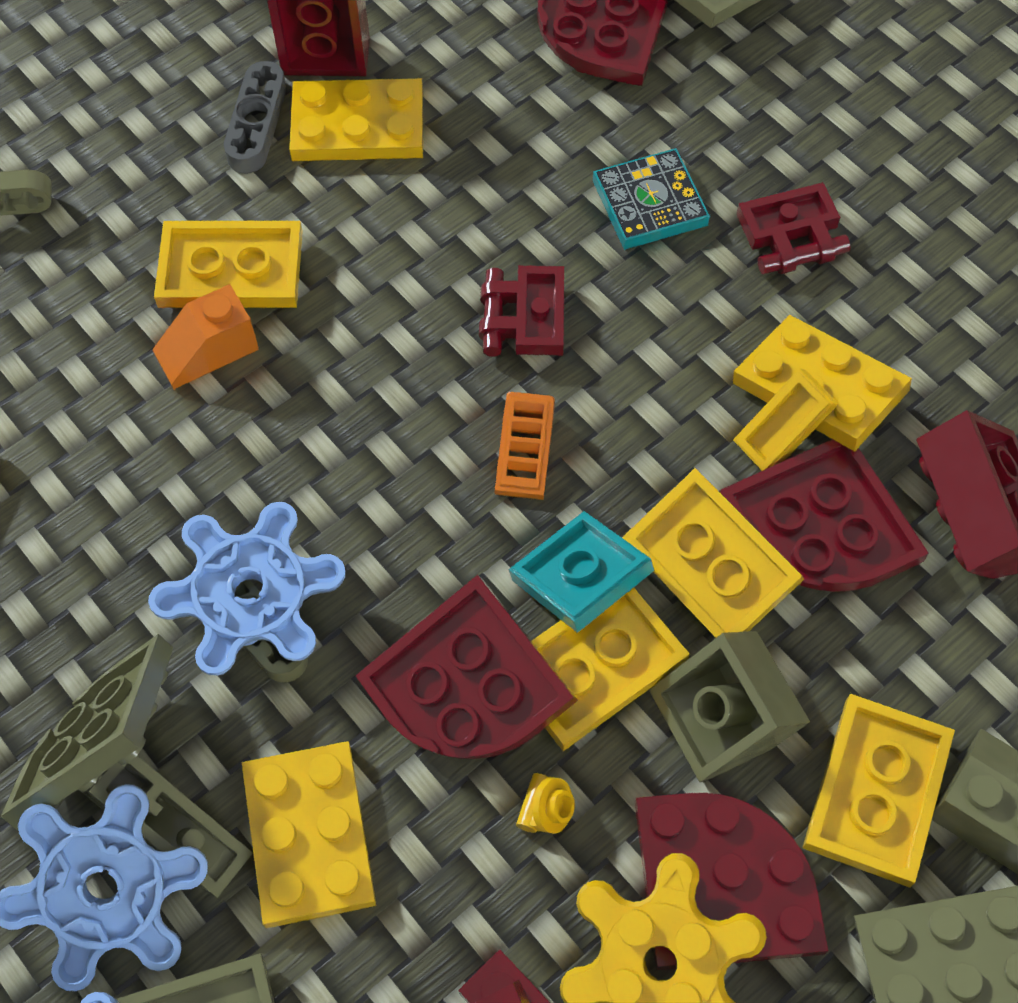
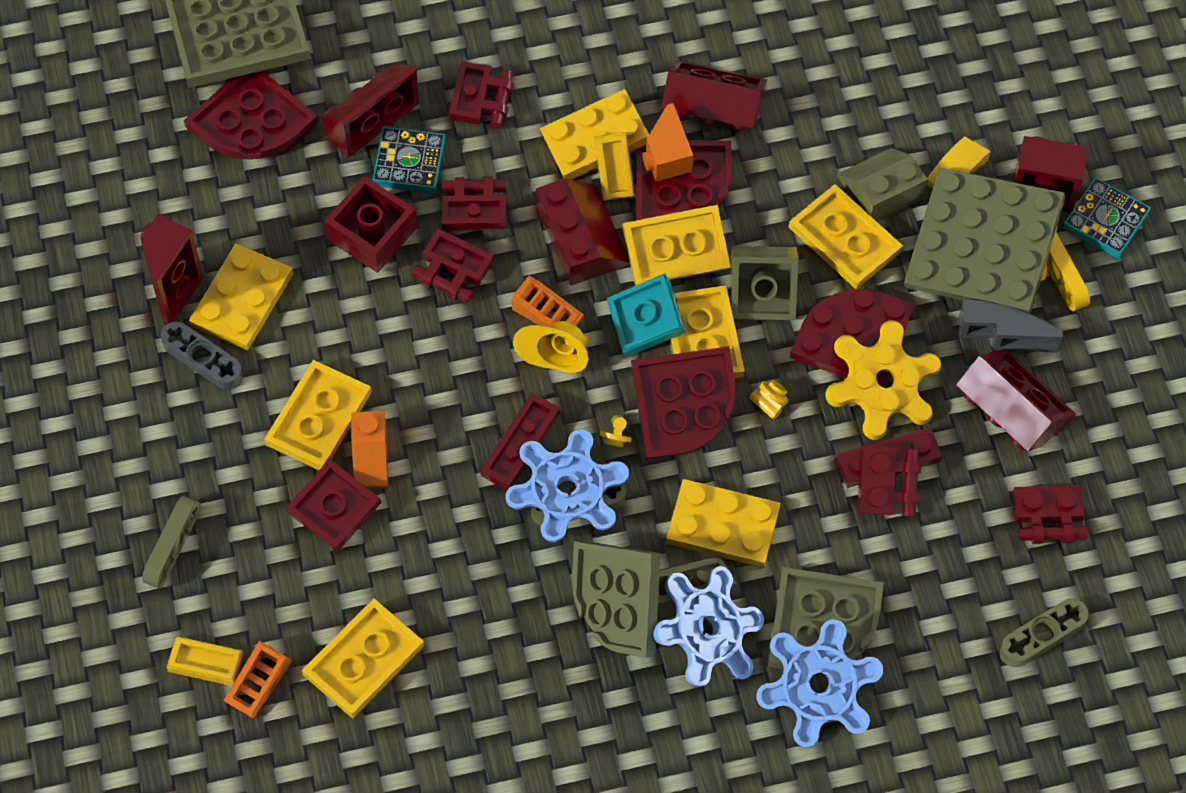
camera: 65 degrees left, 0 degrees up
(108, 335) = (333, 505): none -> dark red plate
(319, 503) = (529, 425): none -> dark red plate
(374, 617) = (615, 436): none -> yellow plate
(468, 477) = (553, 347): none -> yellow piece
(521, 191) = (371, 224): none -> dark red brick
(620, 300) = (473, 211): none -> dark red plate
(666, 427) = (580, 229): none -> dark red slope
(697, 123) = (371, 108): none -> dark red slope
(854, 468) = (667, 147): none -> orange slope

